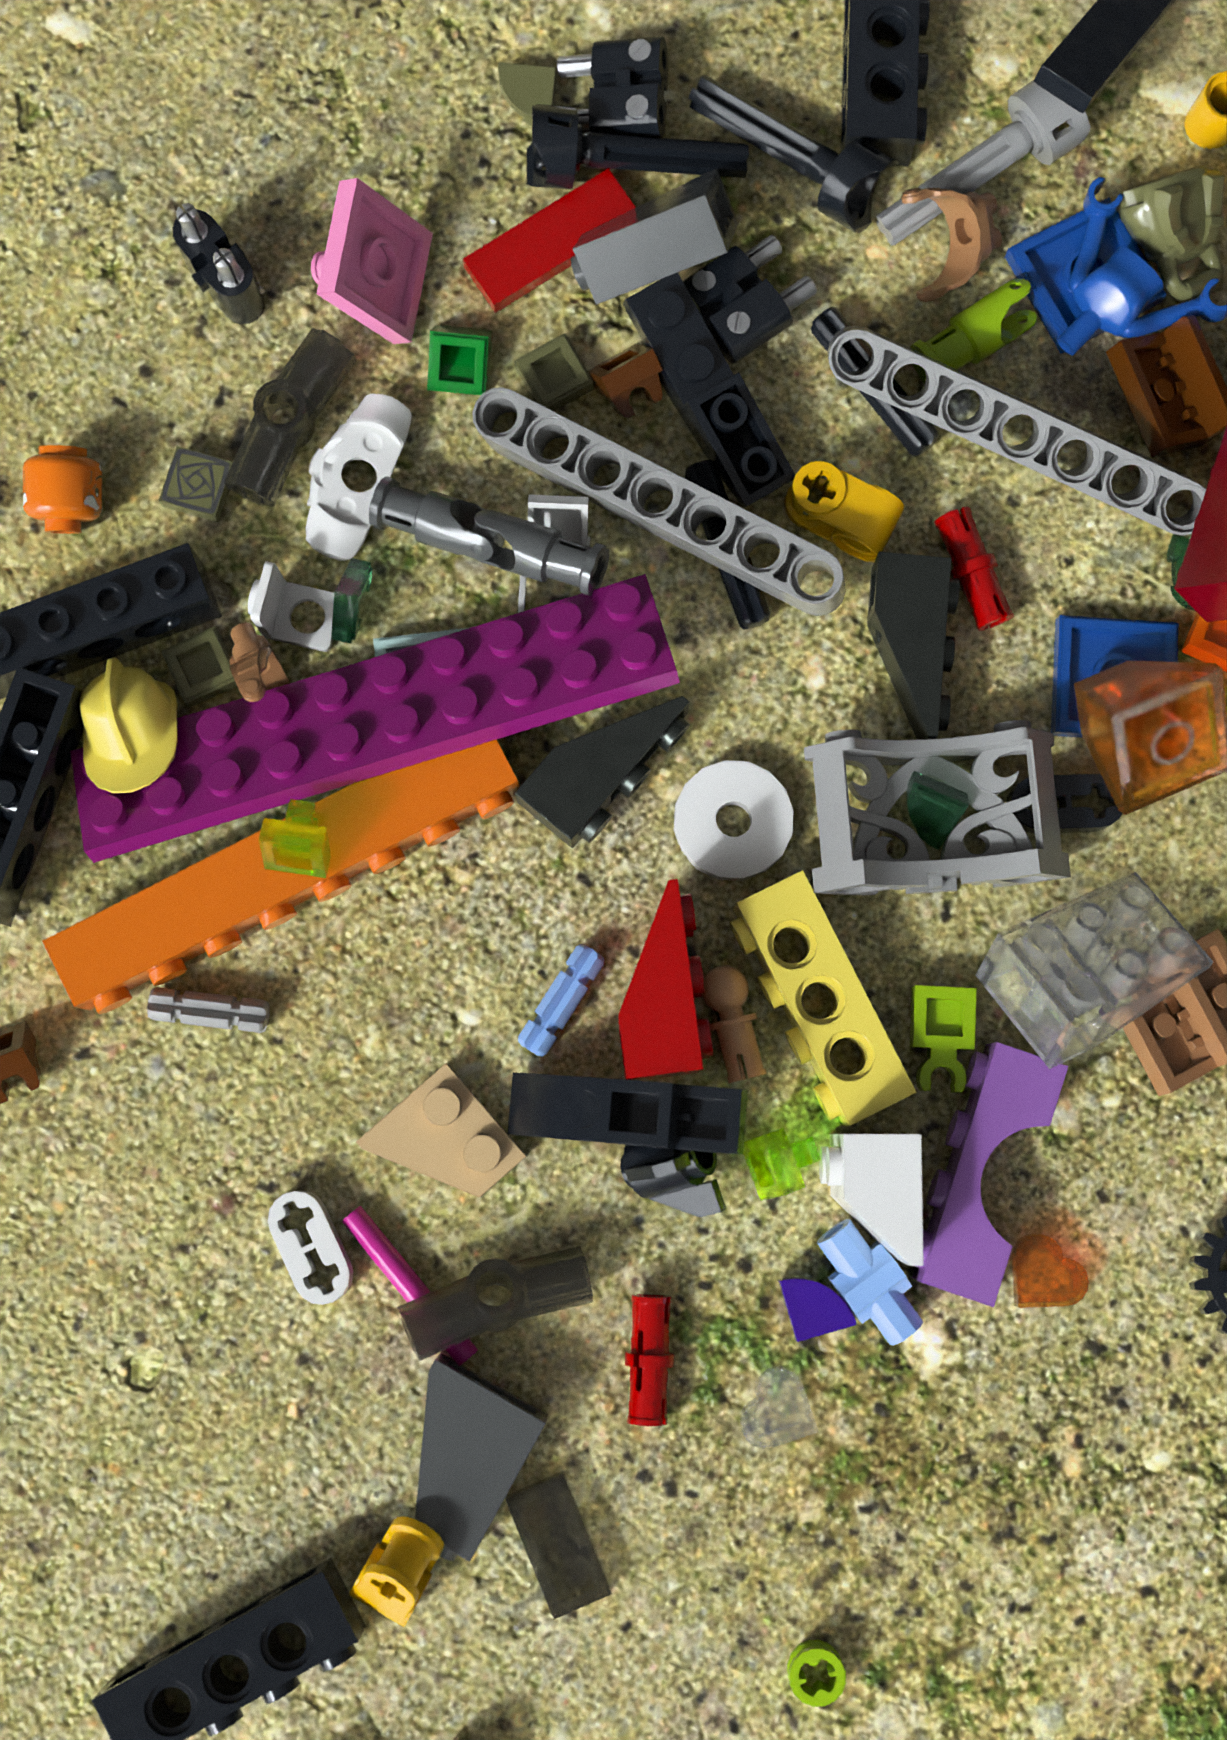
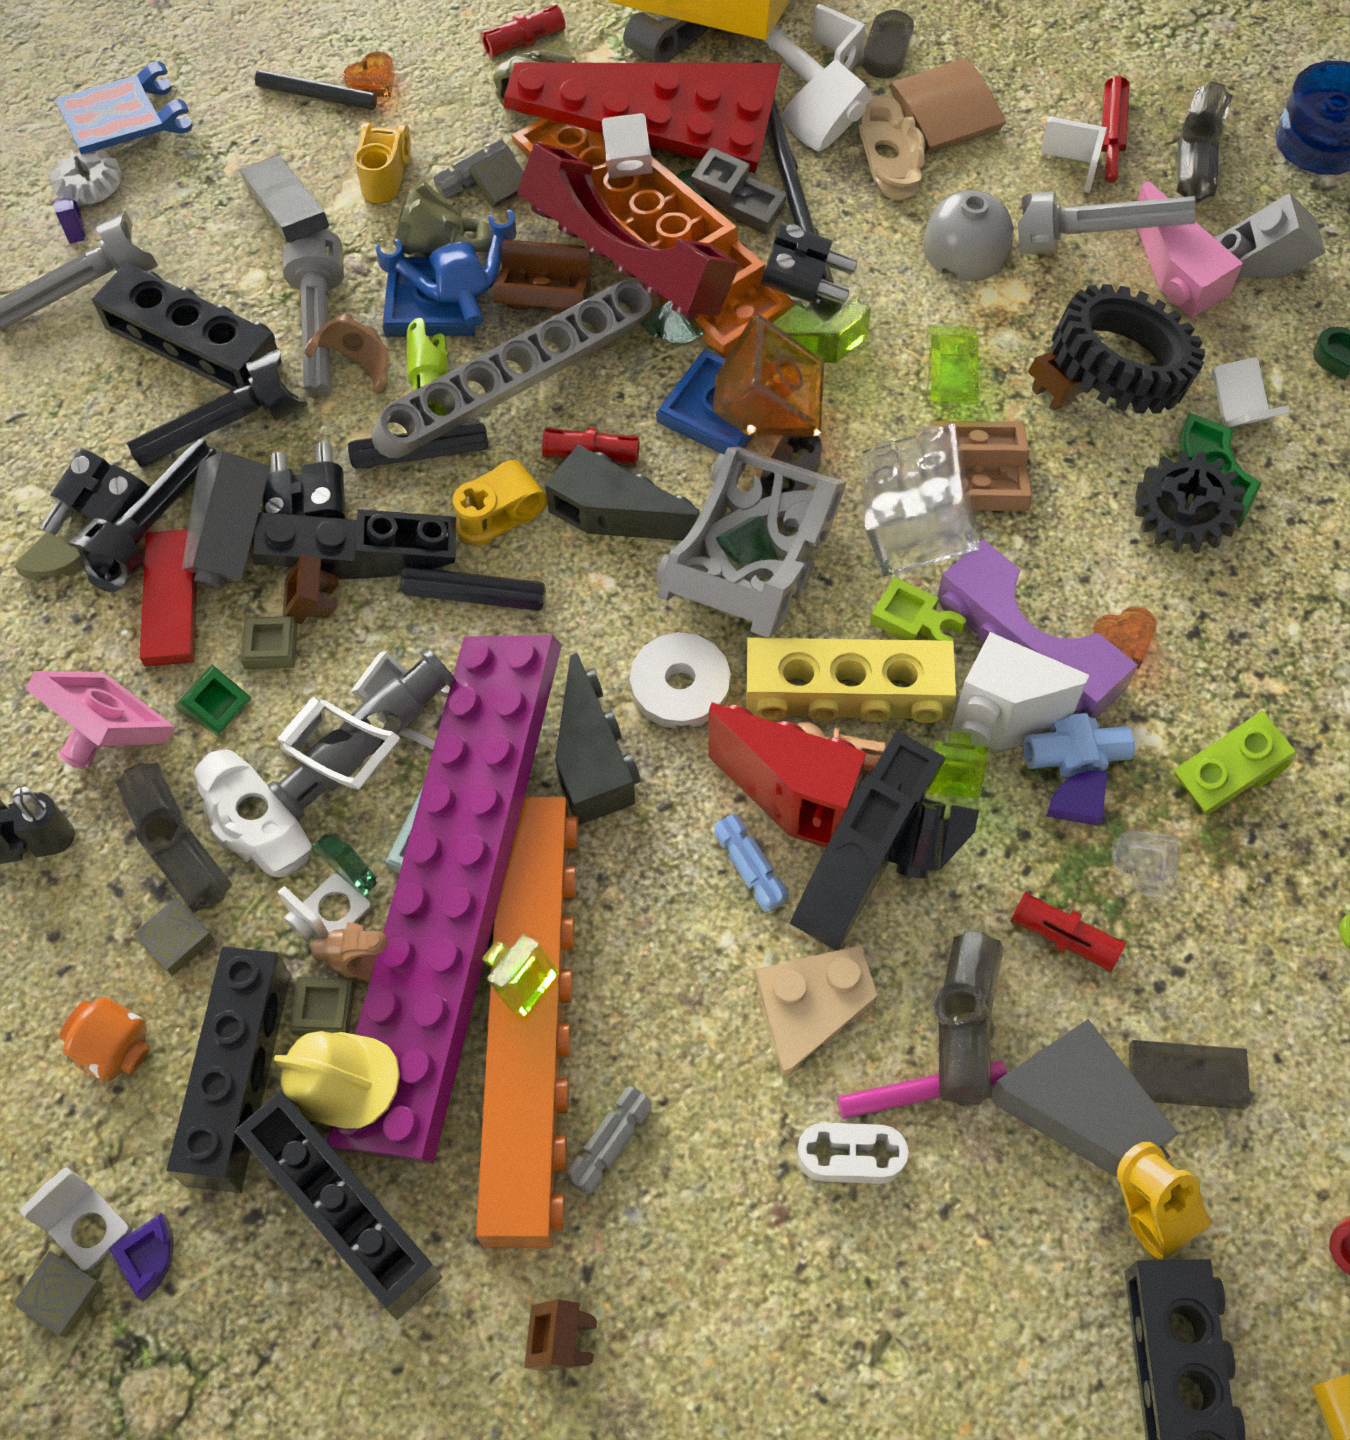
camera: 60 degrees left, 20 degrees down
(455, 469) = (309, 720): none -> white piece
(641, 478) = (404, 628): light grey beam -> none
(936, 1459) = (1235, 762): none -> lime plate

